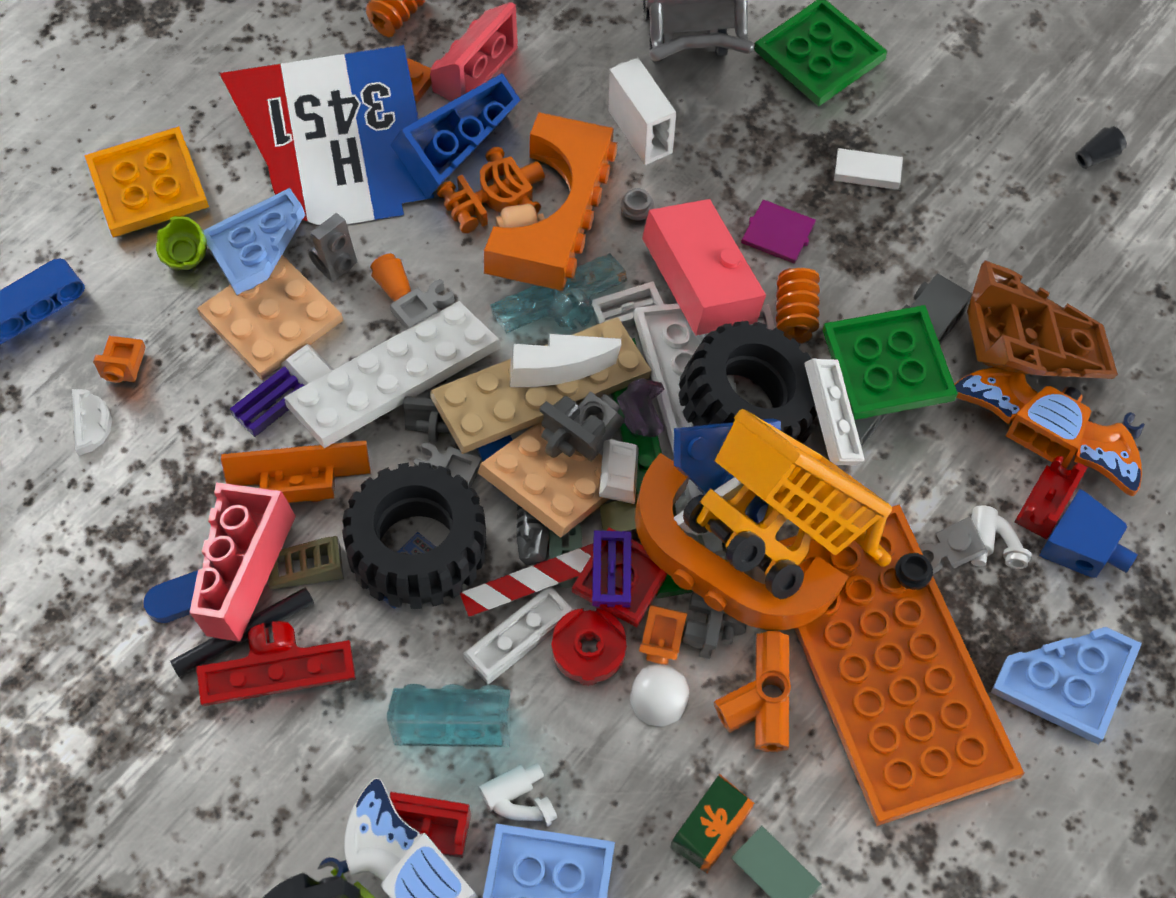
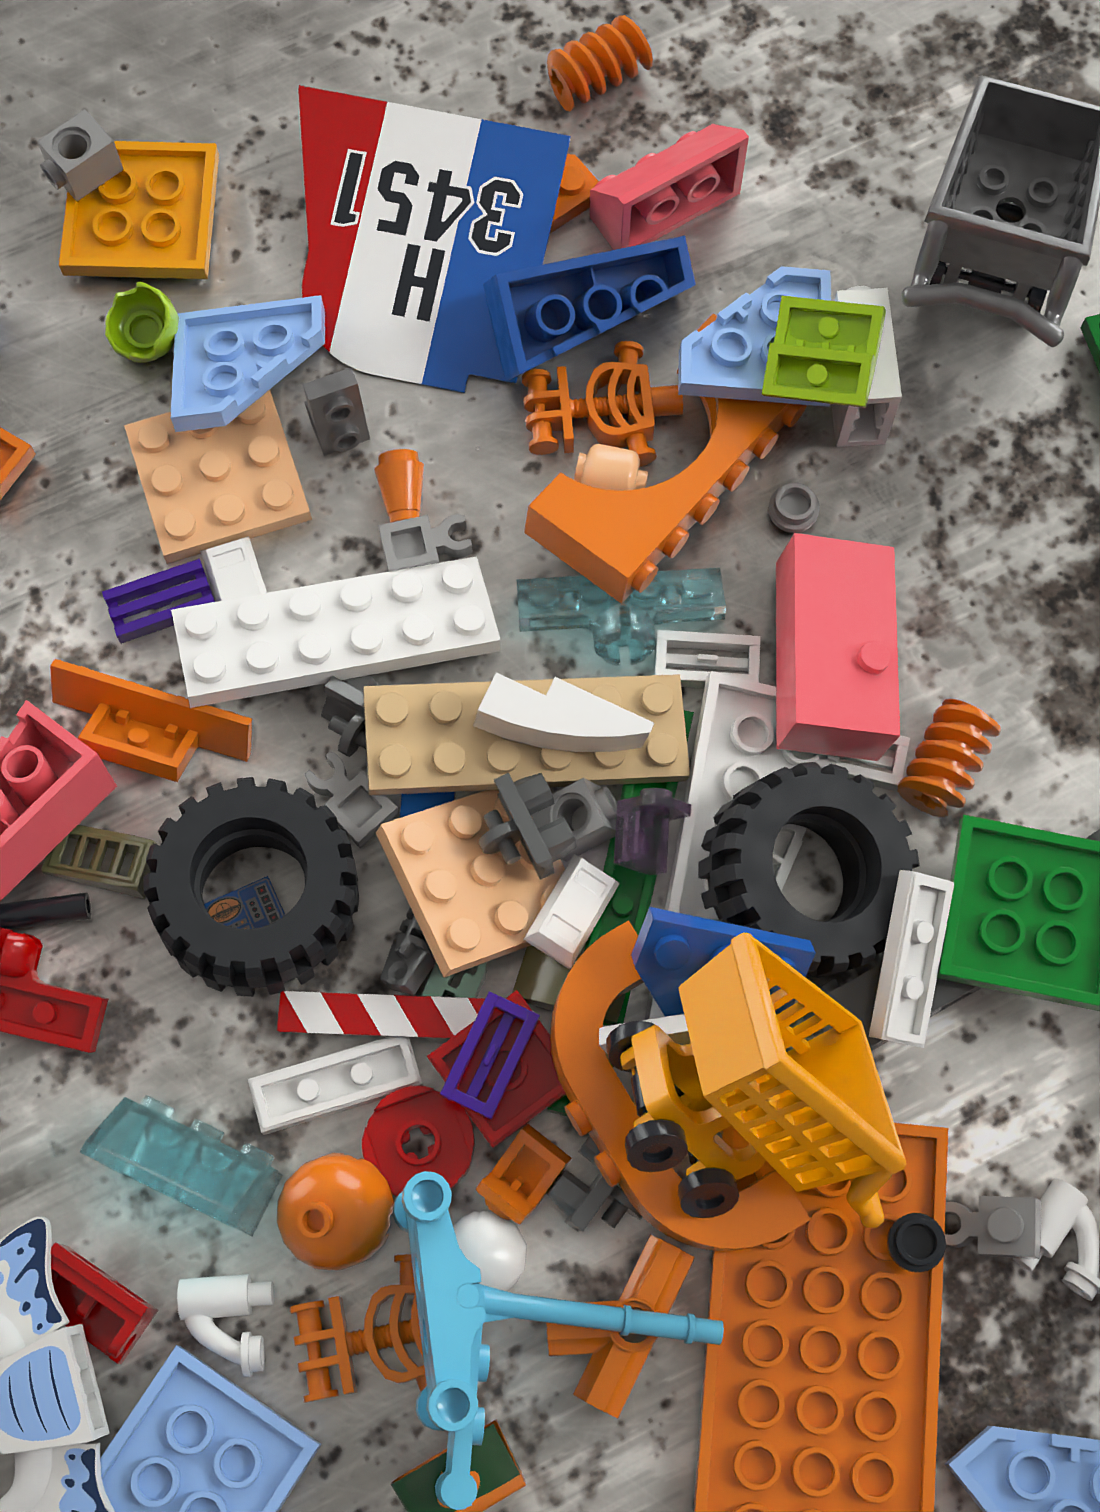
camera: 25 degrees right, 10 degrees up
(96, 159) = (79, 156): none -> light grey brick
(558, 703) = (335, 1212): none -> orange cylinder
(580, 115) = (733, 350): none -> light blue plate
(619, 102) = (824, 351): none -> lime slope
(647, 749) = (368, 1340): none -> orange piece
(666, 722) = (452, 1320): none -> medium azure piece
(778, 231) = (980, 628): magenta piece -> none

